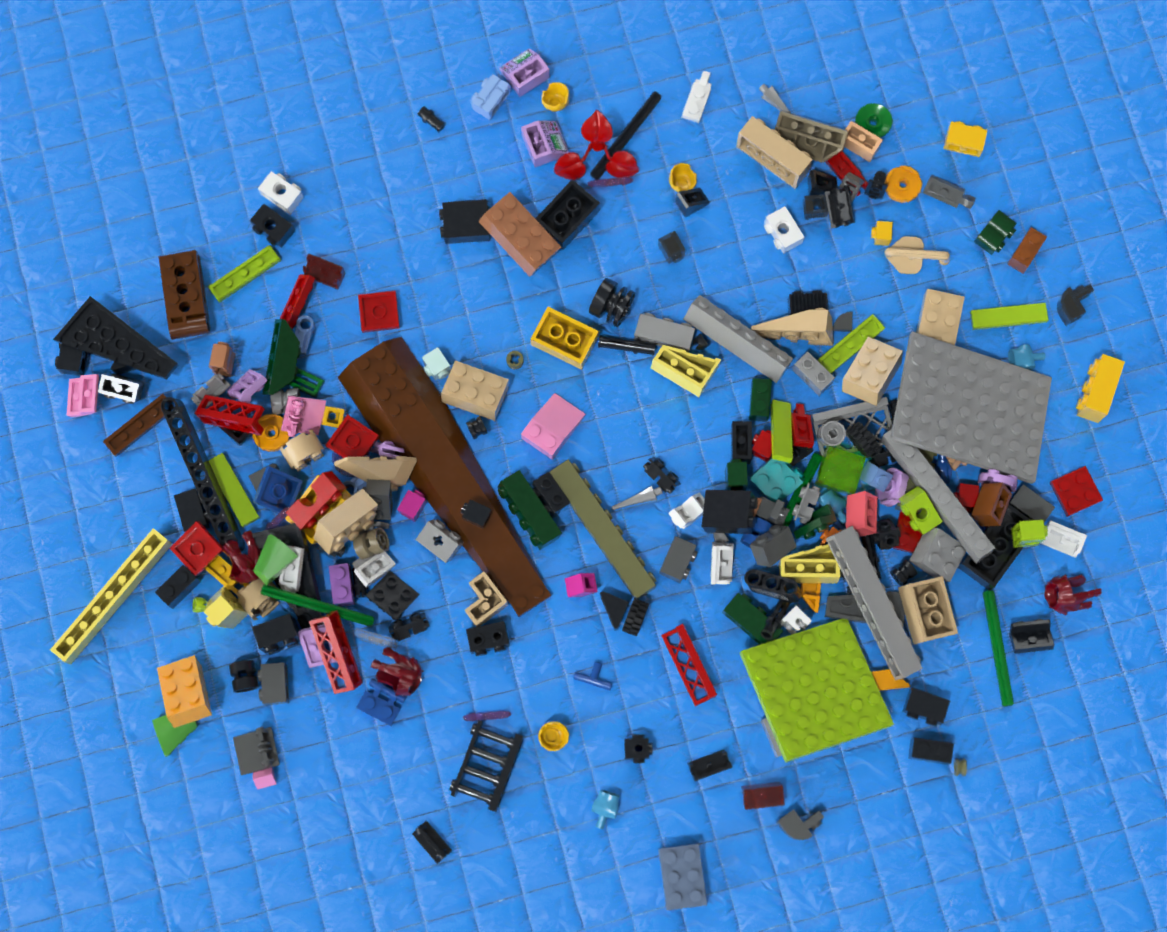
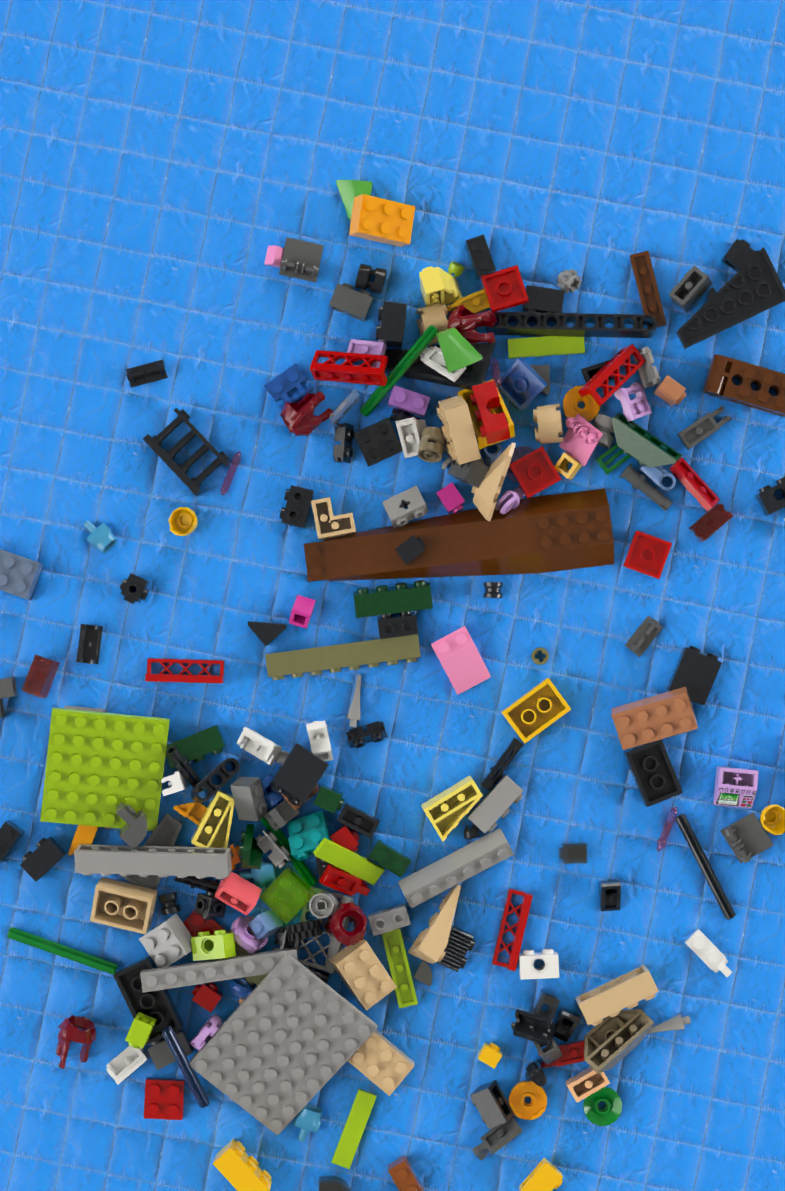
camera: 115 degrees right, 10 degrees up
(82, 395) = (699, 251): bright pink slope -> none
(111, 597) = (500, 195): light yellow brick -> none
(162, 497) = (569, 281): none -> light grey gear
(243, 318) = (702, 429): none -> dark grey hinge
(244, 273) = (746, 450): lime tile -> none
(317, 349) = (638, 481): none -> dark grey pin
(436, 364) = (569, 582): light aqua brick -> none
(452, 280) = (643, 636): none -> dark grey hinge
(474, 390) = (527, 605): tan brick -> none
(580, 108) = (747, 838): none -> dark grey hinge
(593, 678) = (215, 581): blue piece -> none
(597, 131) = (713, 838): red plant -> none
(612, 302) = (546, 770): black wheel -> none
(635, 617) = (249, 645): black tyre -> none
(678, 559) = (281, 709): dark grey brick -> none
(682, 177) = (635, 897): yellow hair -> none
(761, 260) = (519, 931): none -> red fence
(842, 412) = (334, 924): none -> dark red piece
(852, 633) = (136, 827): none -> dark grey brick
(909, 253) = (457, 1067): tan piece -> none
(923, 210) = (492, 1104): none -> brick
(991, 504) = (186, 1013): dark orange brick -> none
(995, 232) = (437, 1159): dark green brick -> none
(1031, 636) = (56, 985): black bracket -> none
(1038, 483) = (185, 1067): none -> dark blue axle

